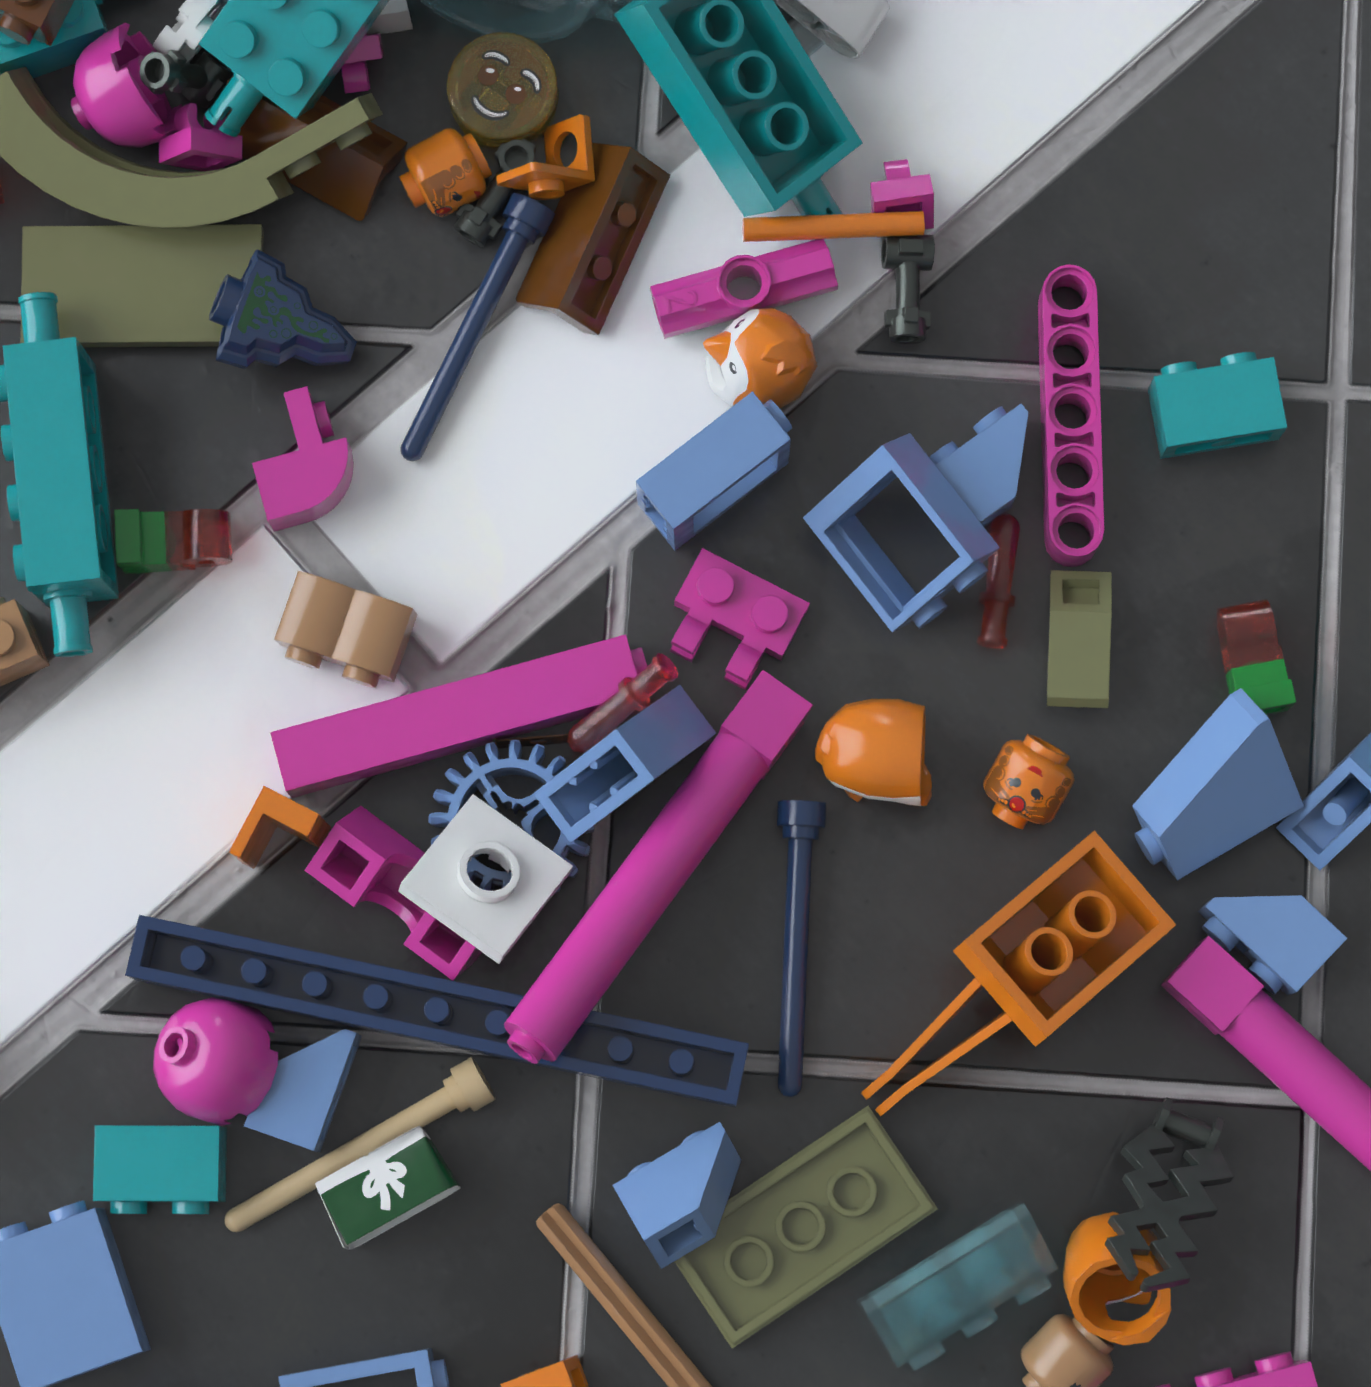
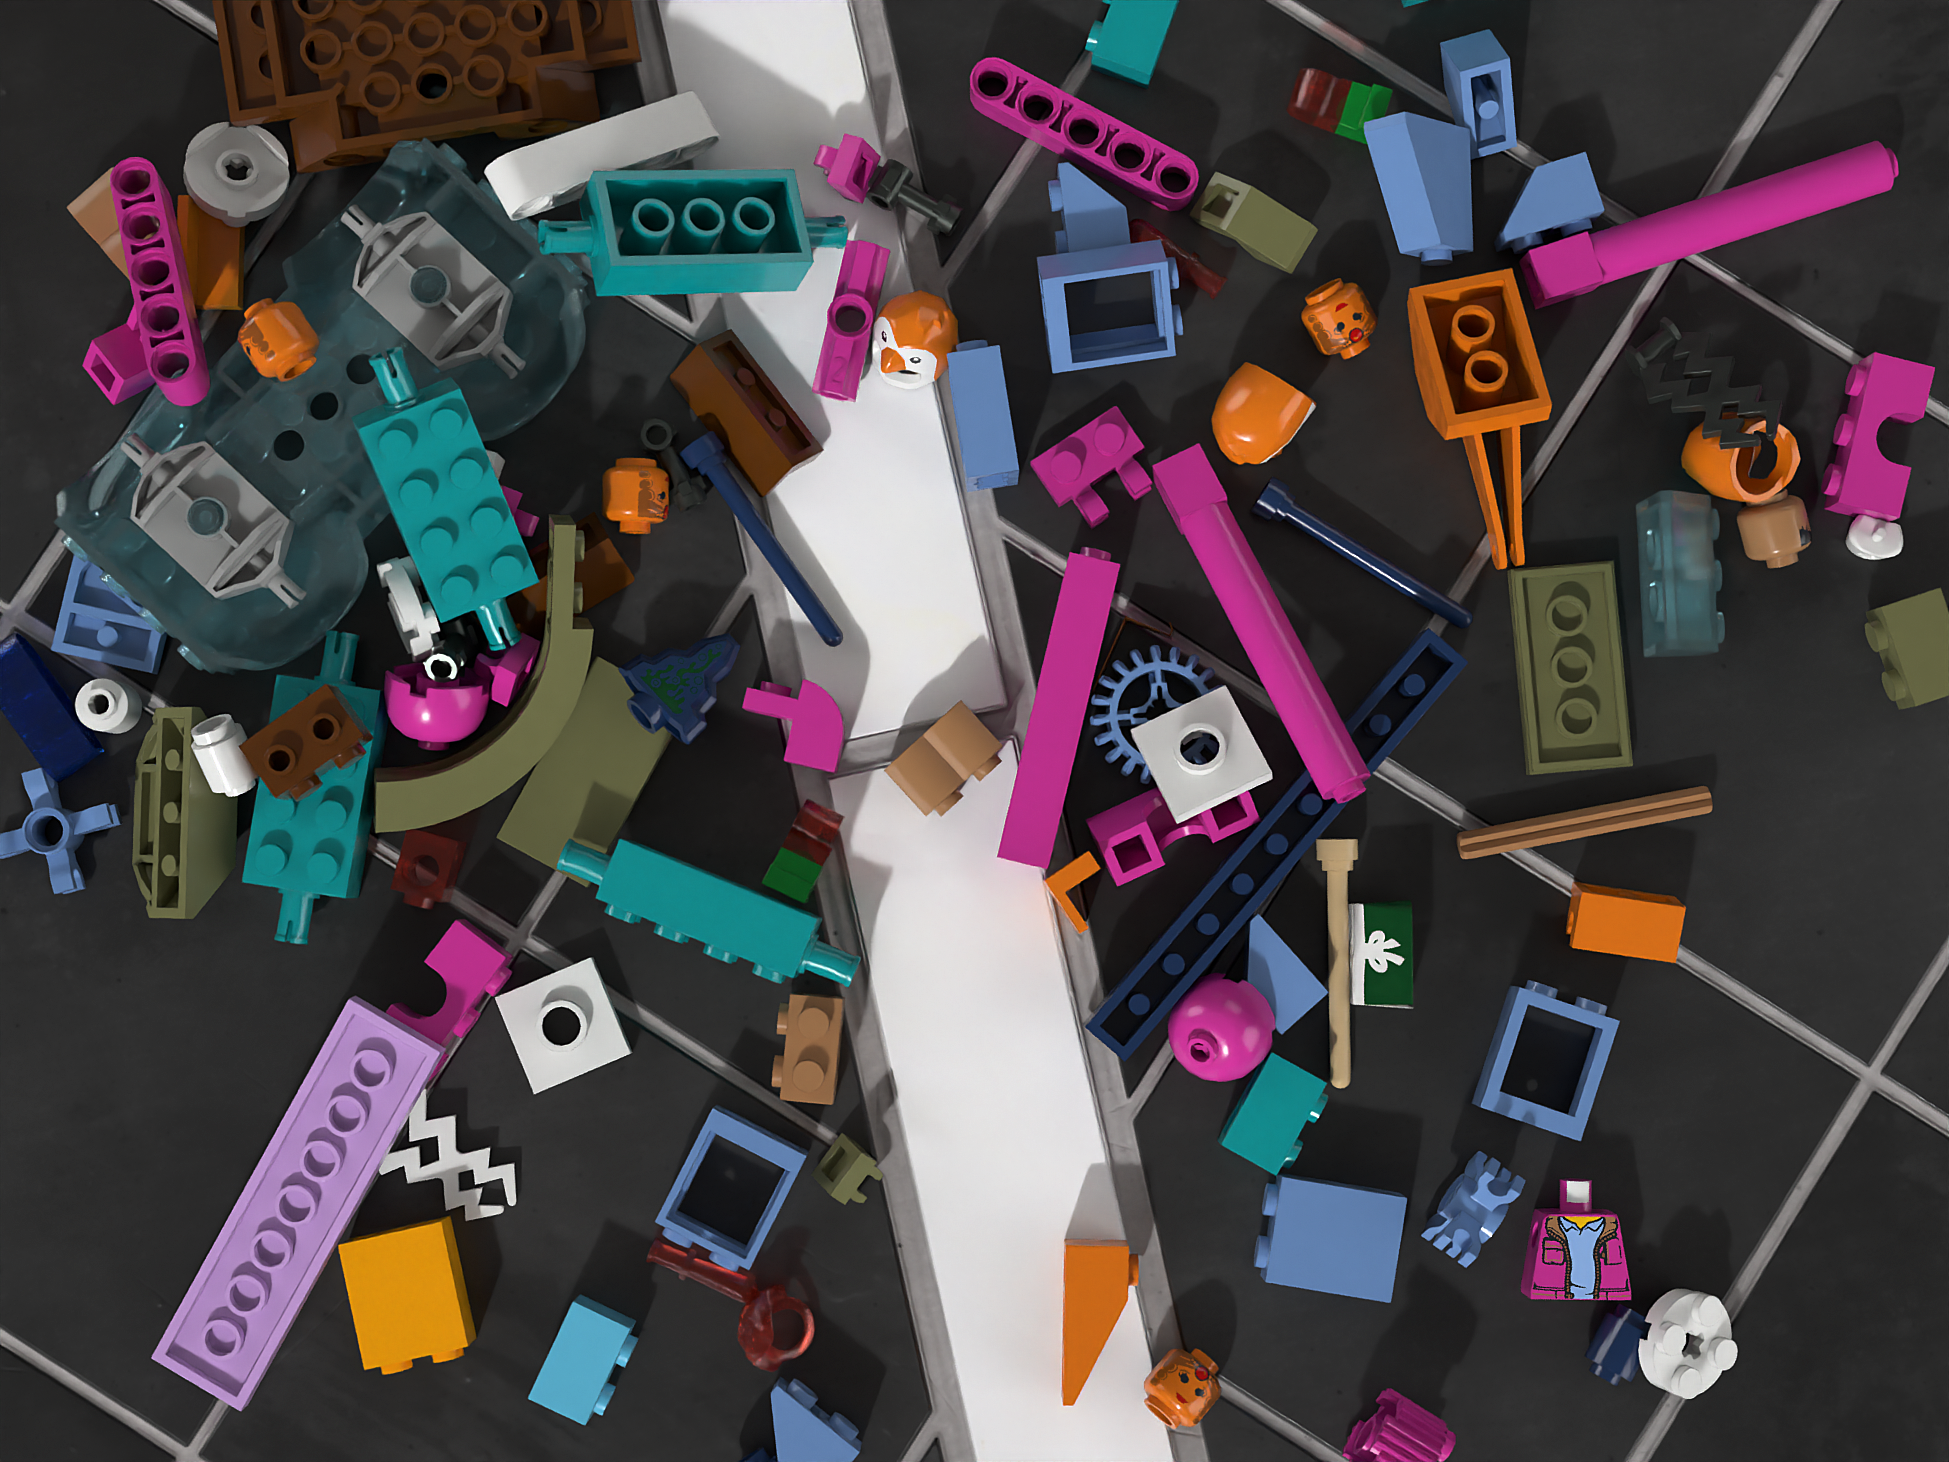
camera: 65 degrees left, 5 degrees up
(503, 89) = (595, 417): clear yellow head -> none
(552, 178) = (686, 415): orange bracket -> none
(624, 763) = (1168, 604): medium blue slope -> none
(632, 696) = (1123, 592): clear red piece -> none
(681, 1194) = (1504, 740): medium blue slope -> none
(833, 226) = (843, 227): orange bar -> none

